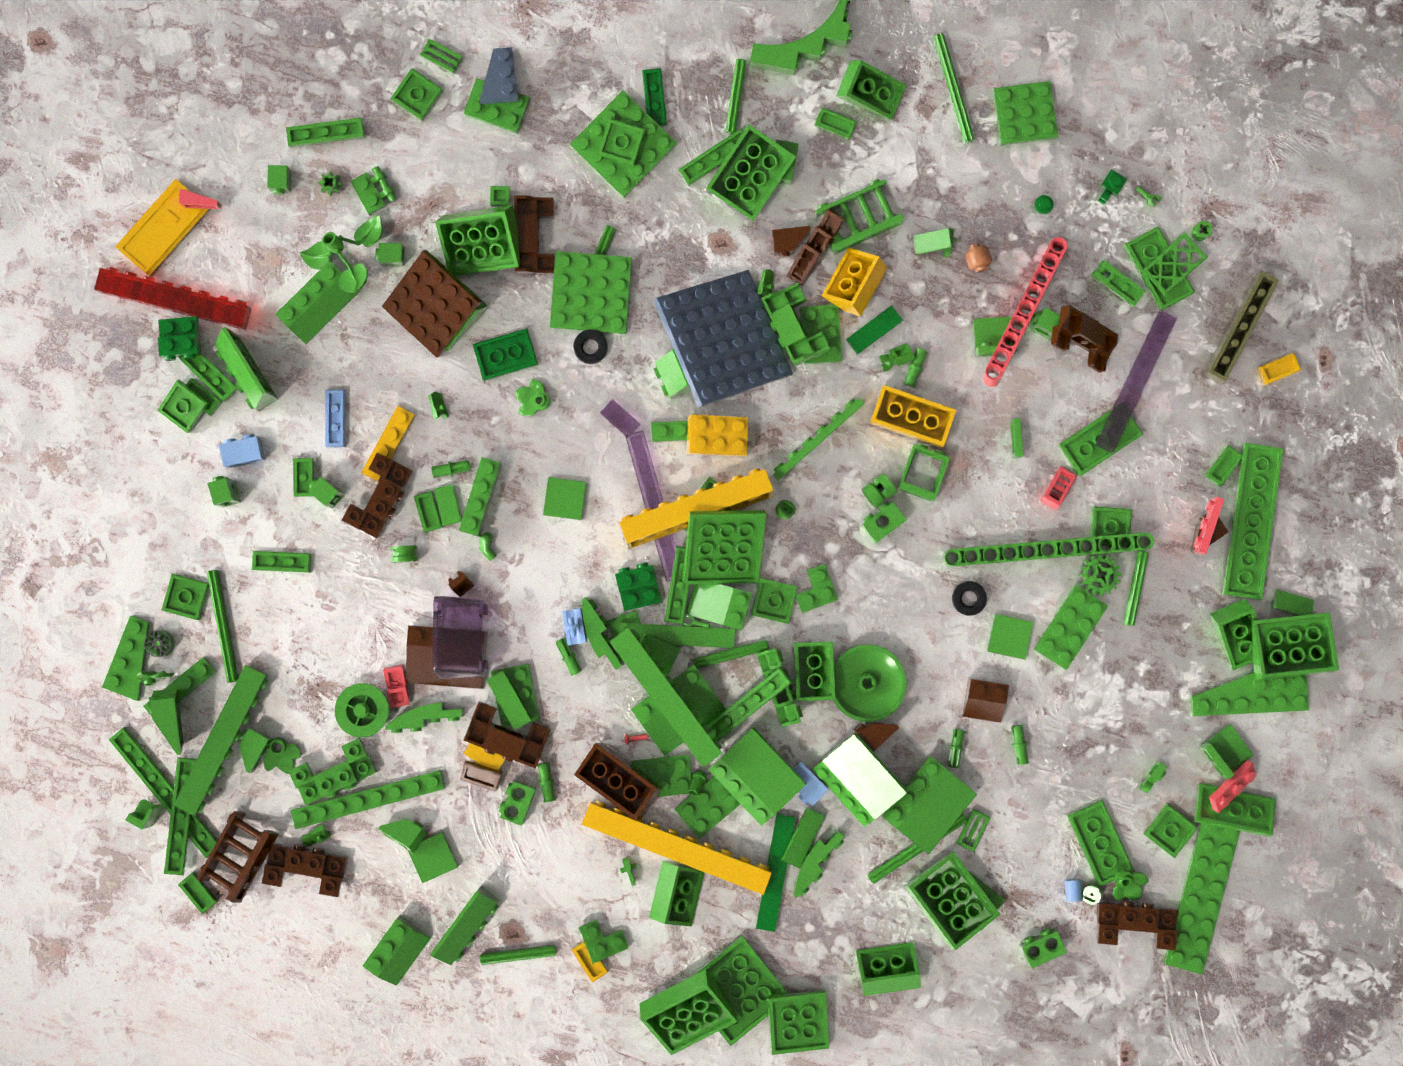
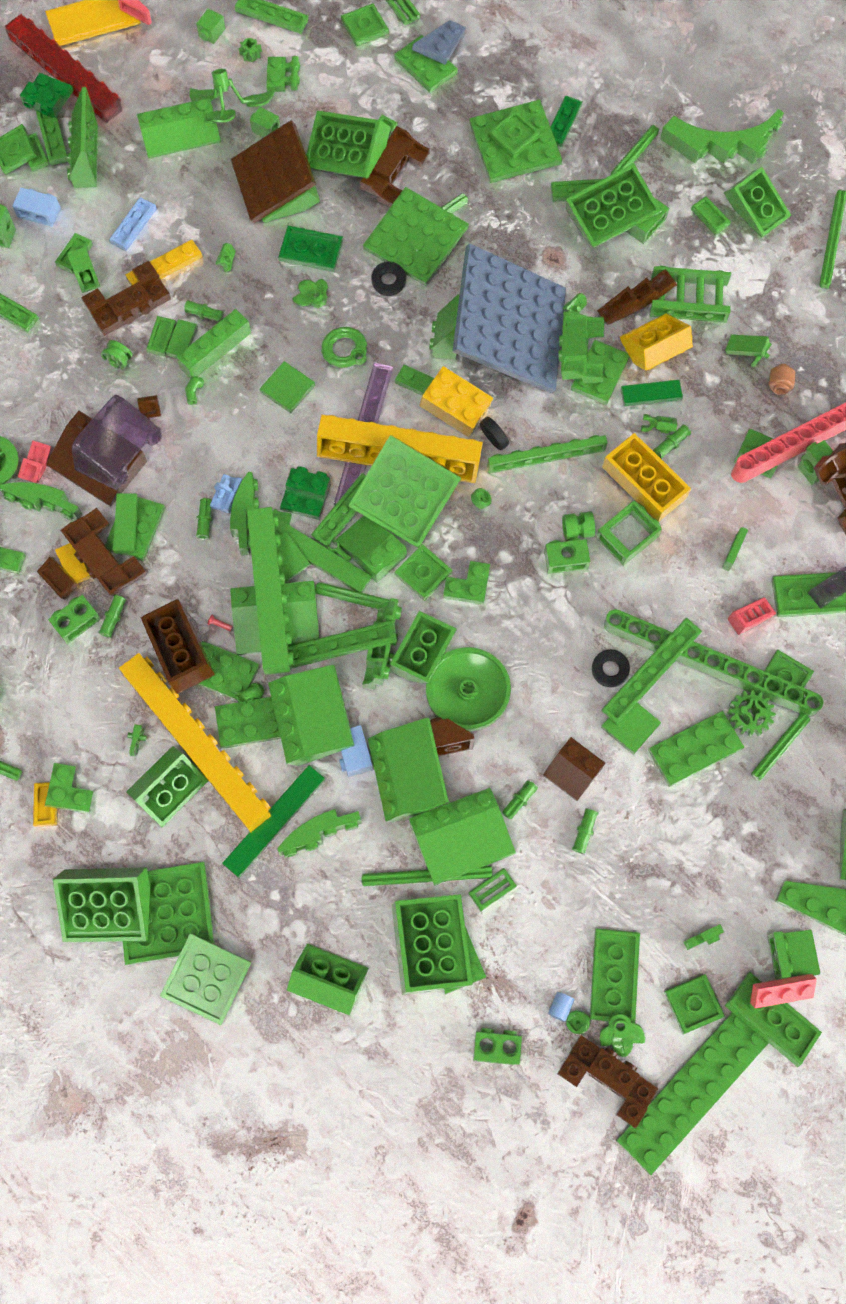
camera: 25 degrees right, 15 degrees down
(602, 446) = (348, 361): none -> bright green piece
(620, 418) = (378, 346): clear purple slope -> none
(765, 447) = (494, 433): none -> black tyre
(788, 240) = (615, 279): reddish brown slope -> none
(803, 838) = (320, 801): bright green tile -> none
(1005, 586) = (651, 671): none -> bright green tile

